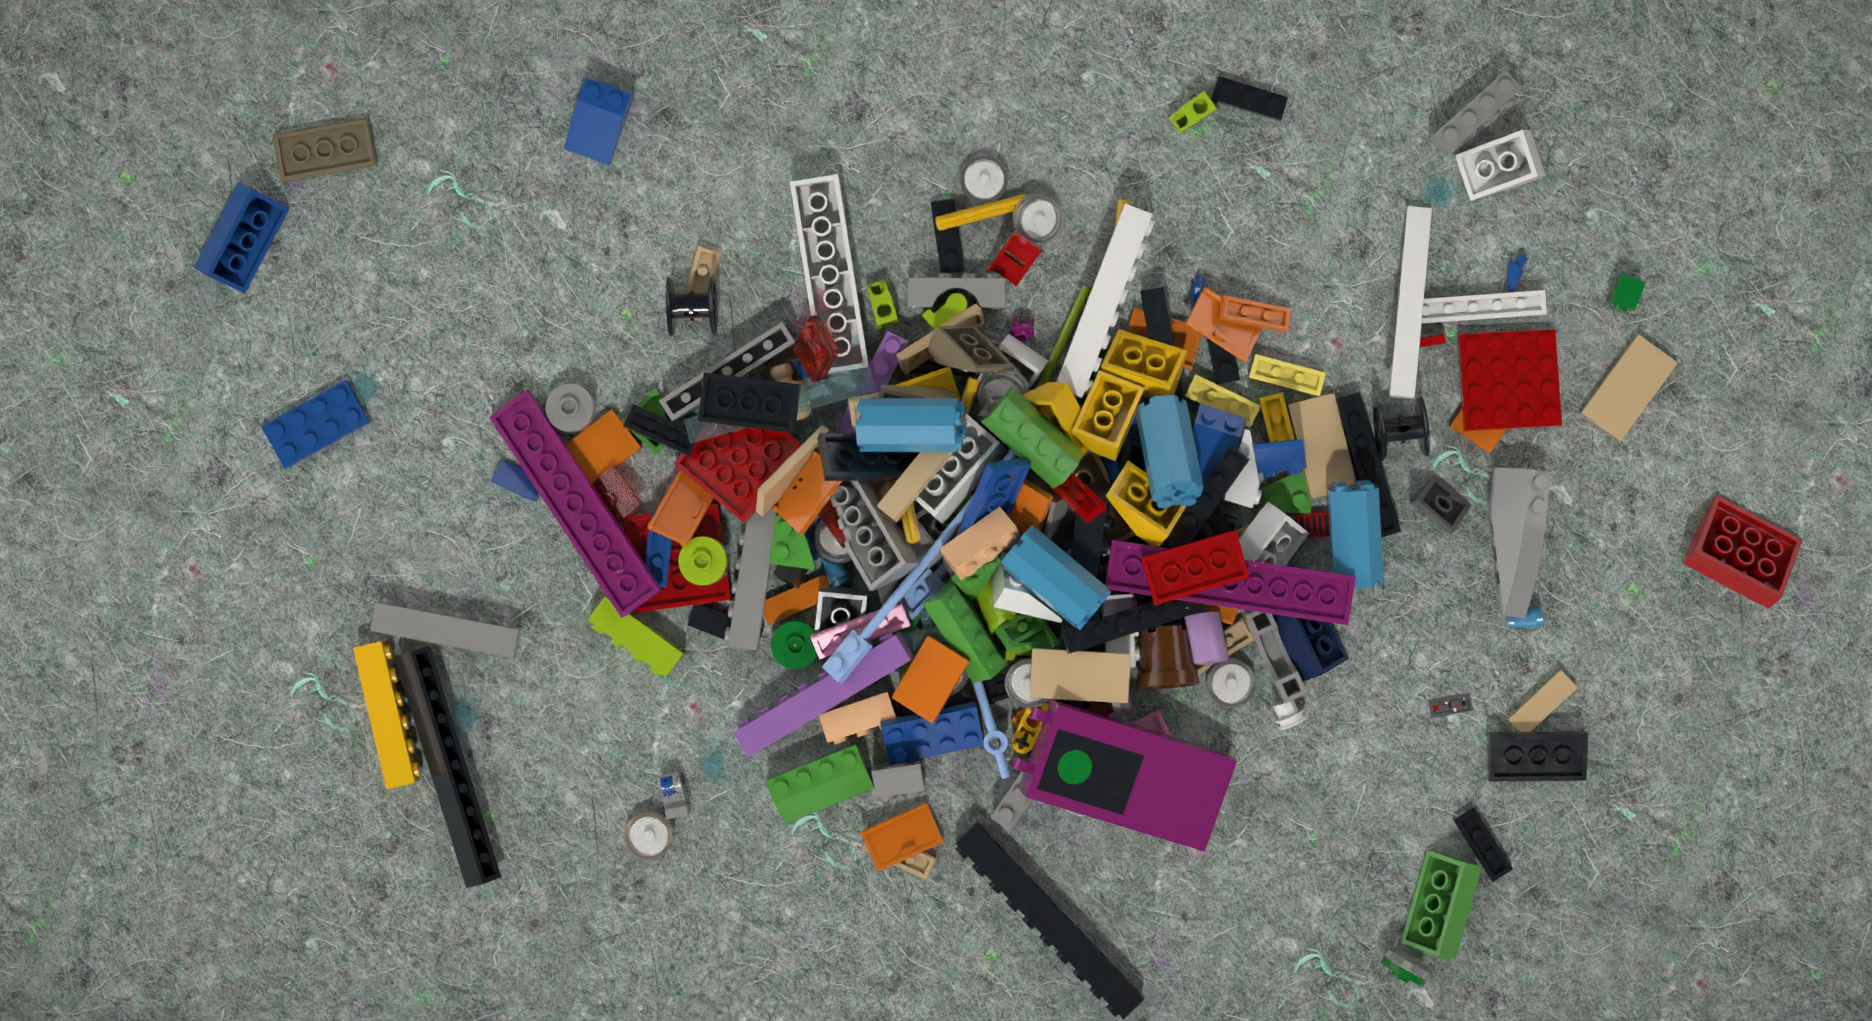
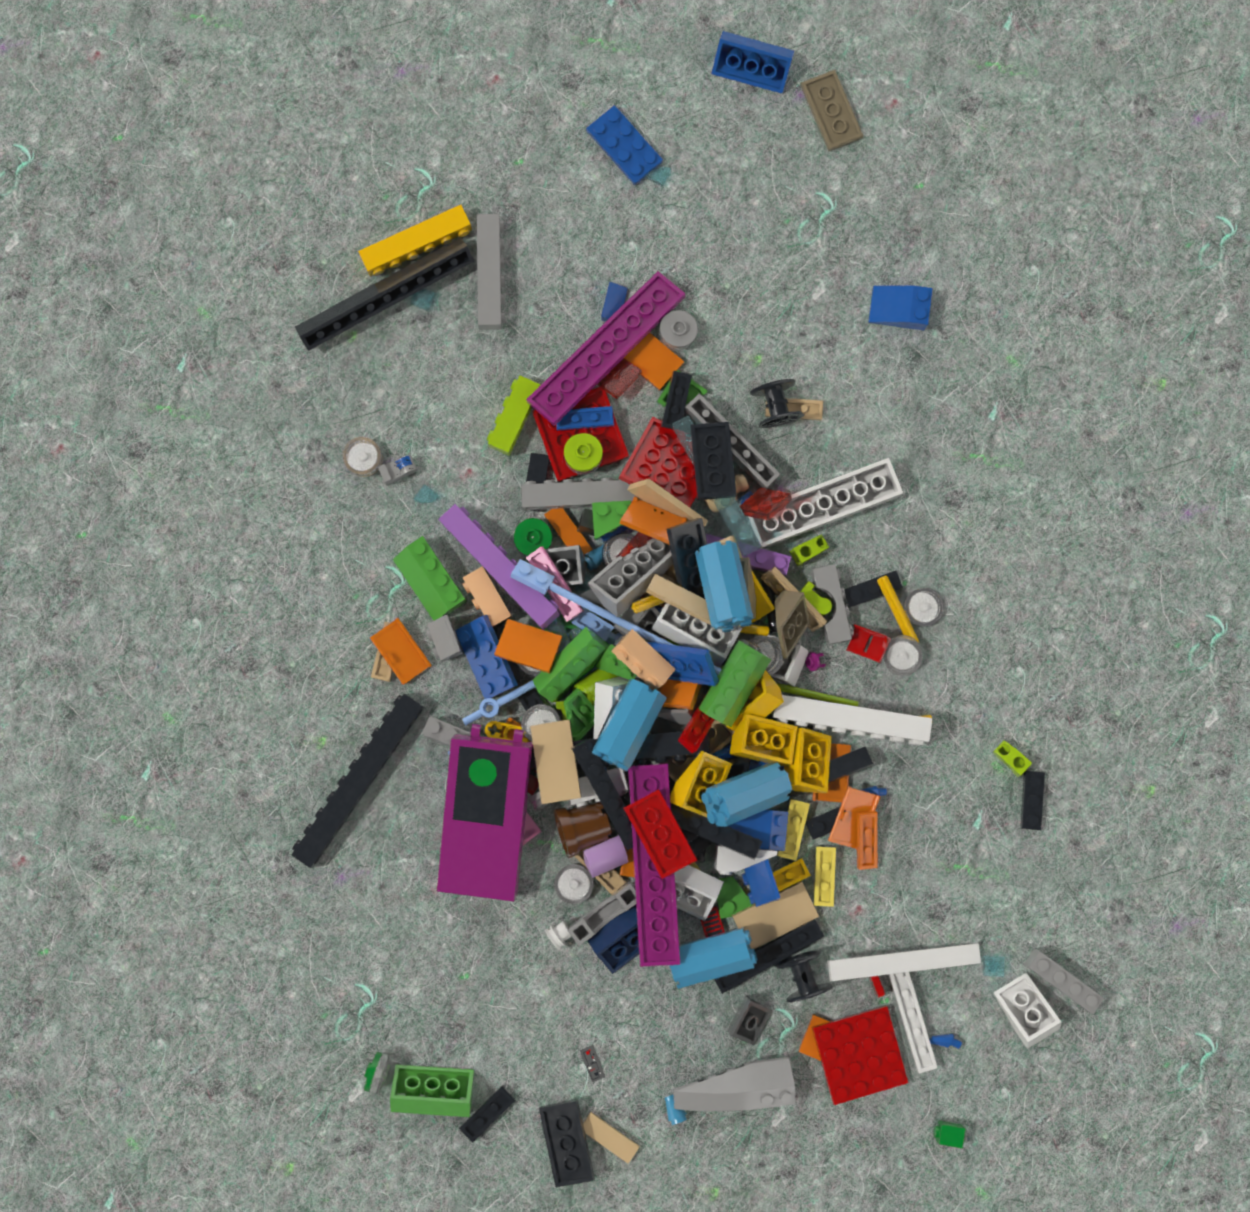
camera: 70 degrees right, 5 degrees down
(678, 507) = (618, 425): orange door -> none
(1628, 387) = (875, 1152): tan tile -> none

